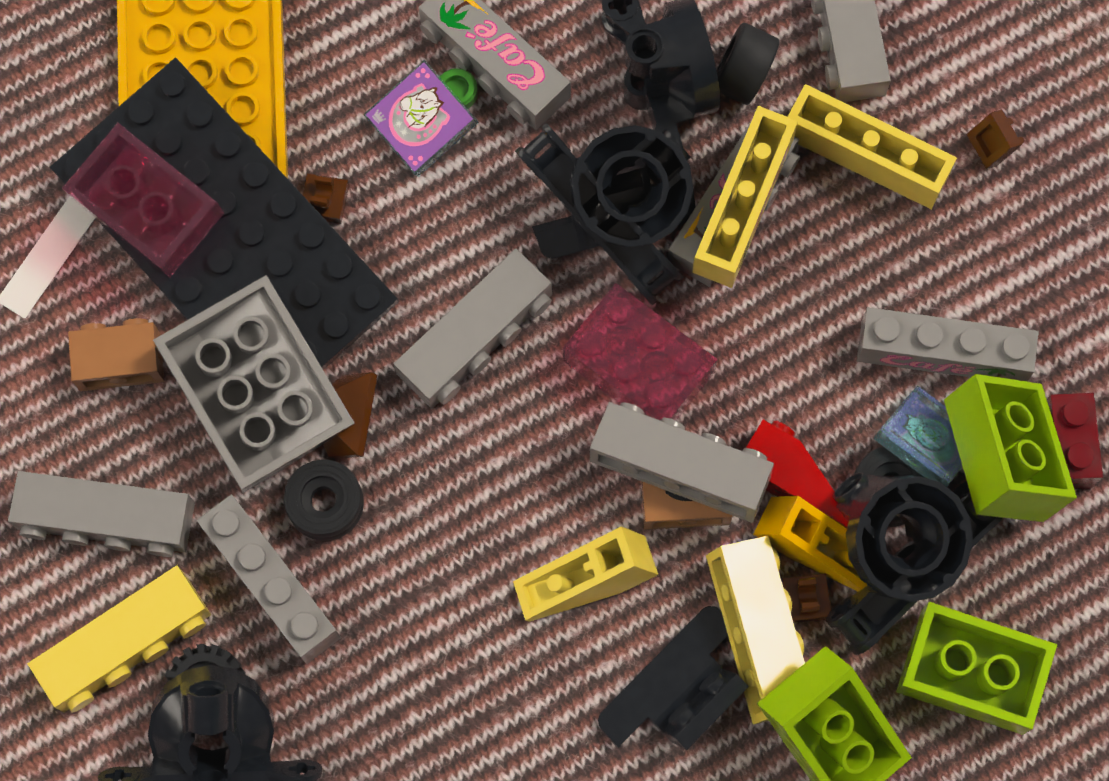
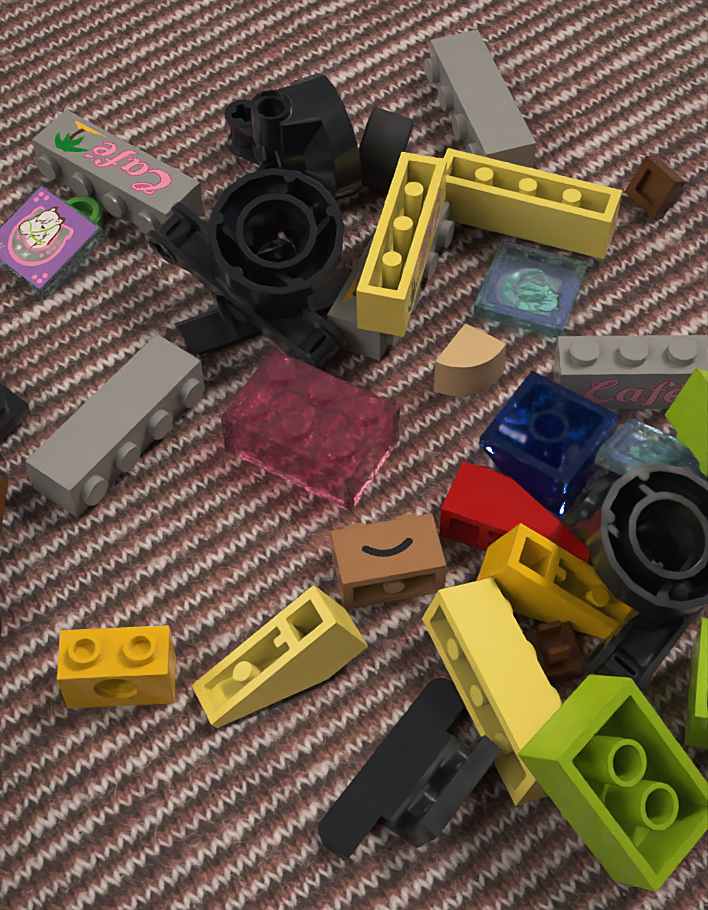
camera: 10 degrees left, 20 degrees down
(455, 562) = (117, 666): none -> yellow brick
(681, 461) = (375, 507): light grey brick -> none
(787, 311) = (469, 363): none -> tan brick
(839, 407) = (548, 440): none -> clear blue slope
(858, 232) = (531, 289): none -> clear light blue tile

